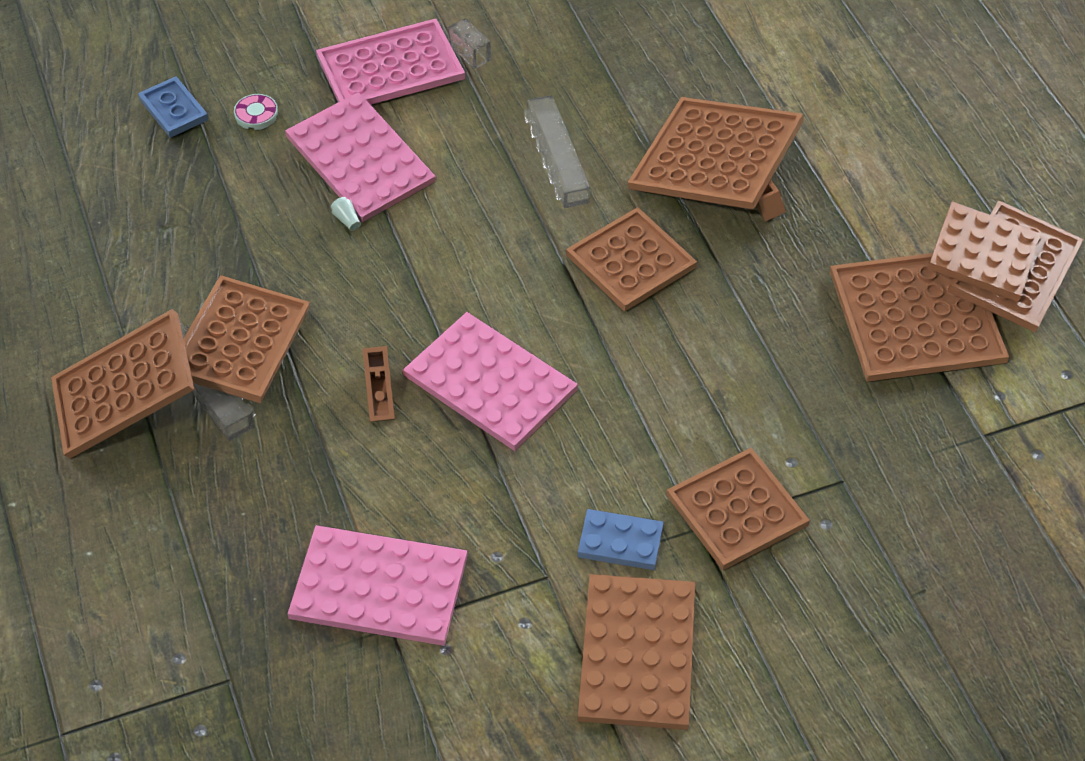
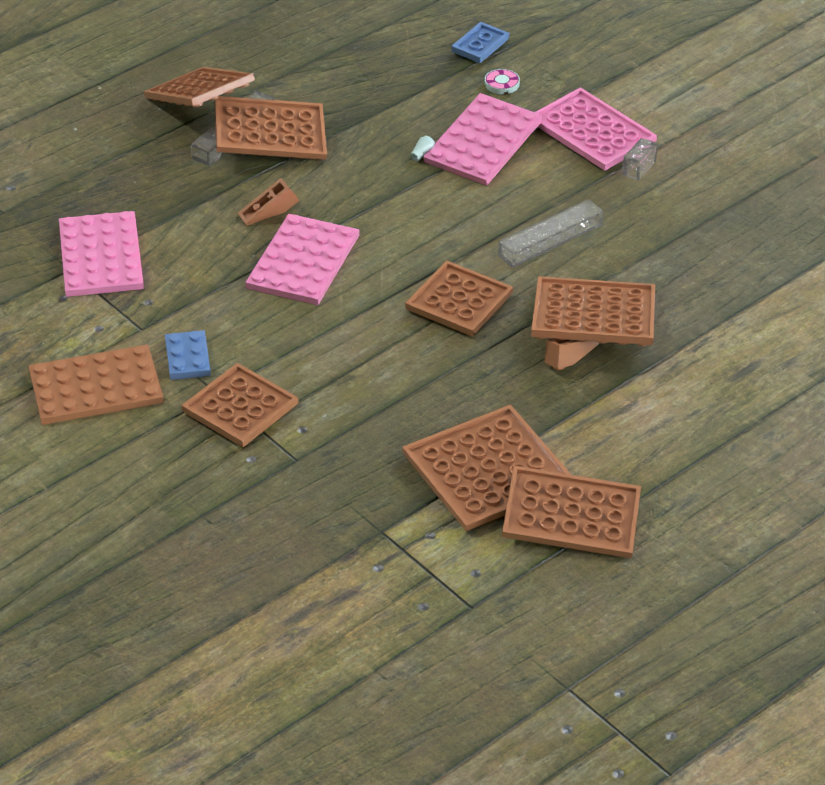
camera: 70 degrees right, 10 degrees down
(984, 251) = (566, 480): plate -> none

